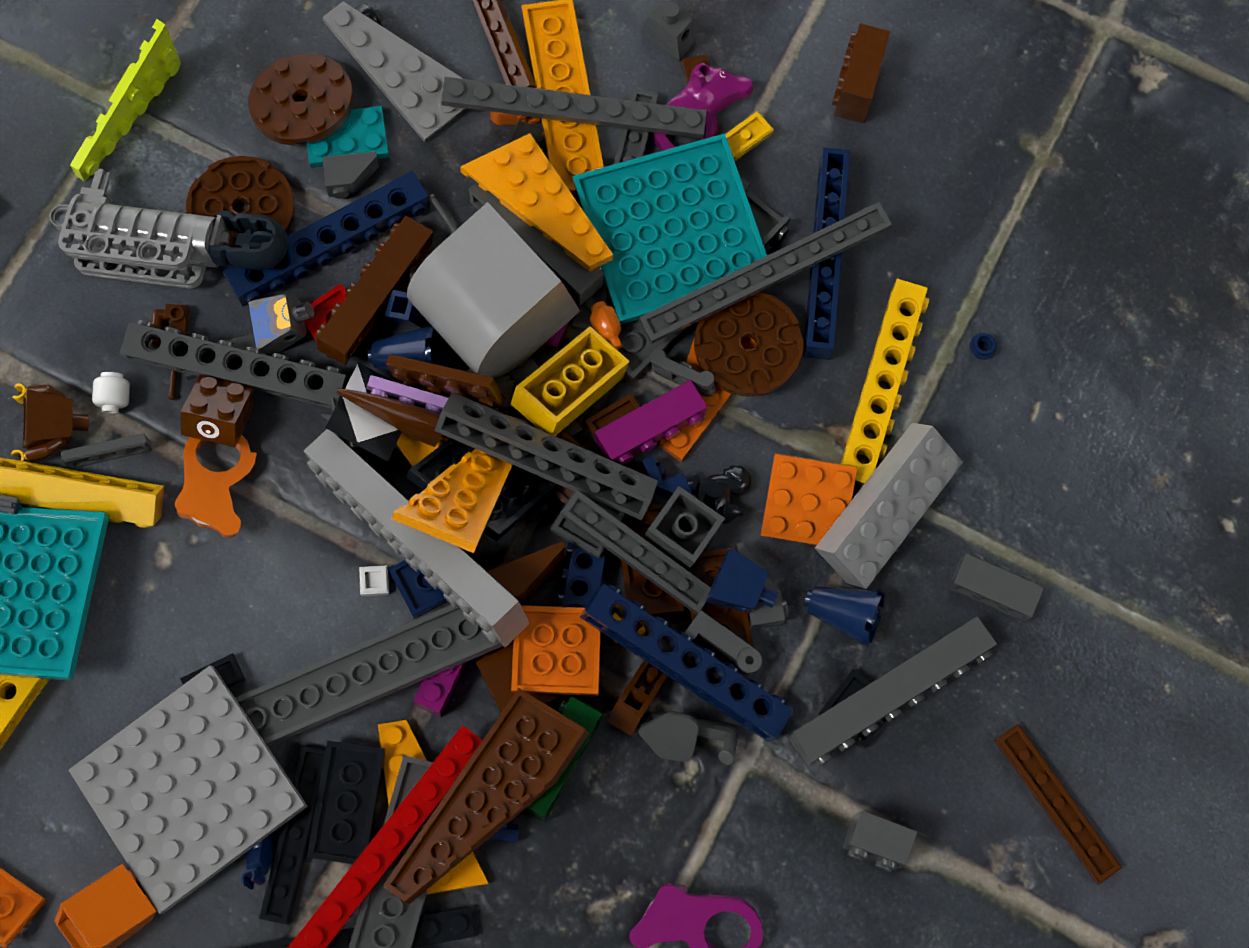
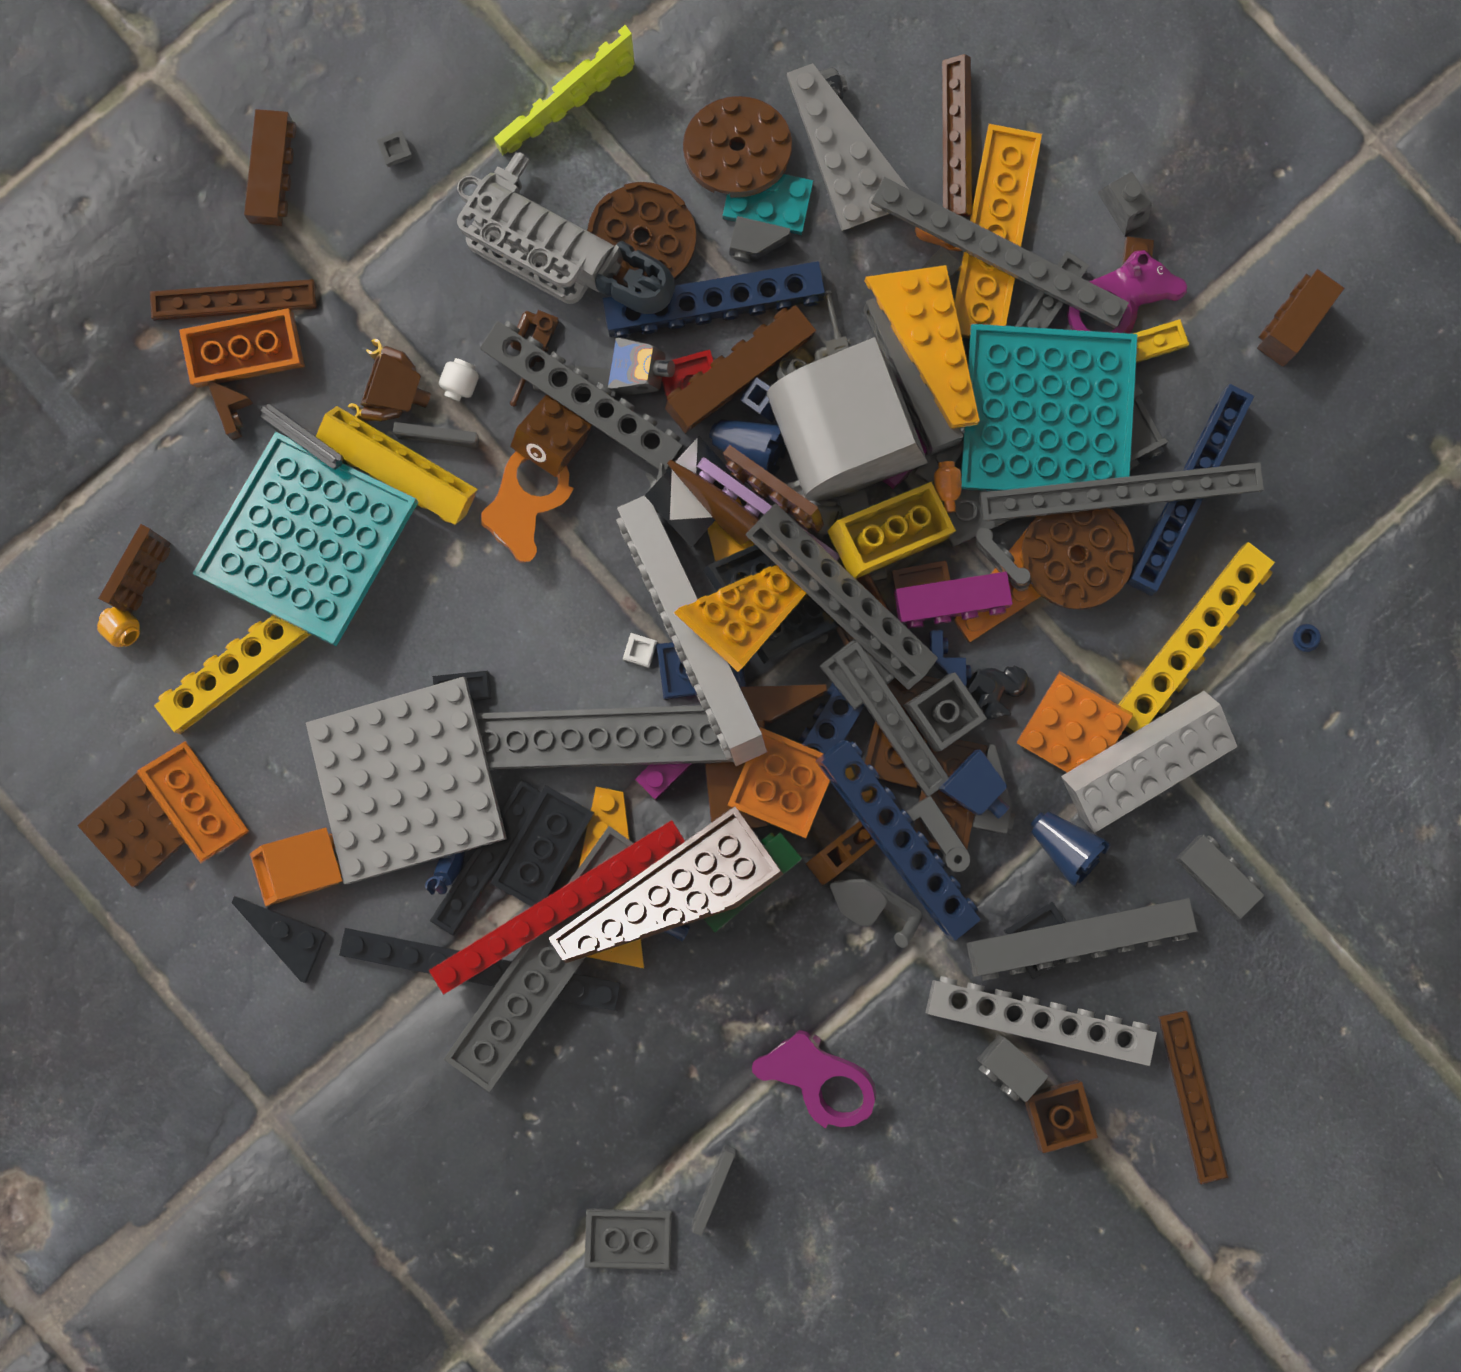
camera: 25 degrees right, 10 degrees up
(943, 869) = (1060, 1116): none -> reddish brown brick
(987, 765) = (1137, 1051): none -> light grey brick

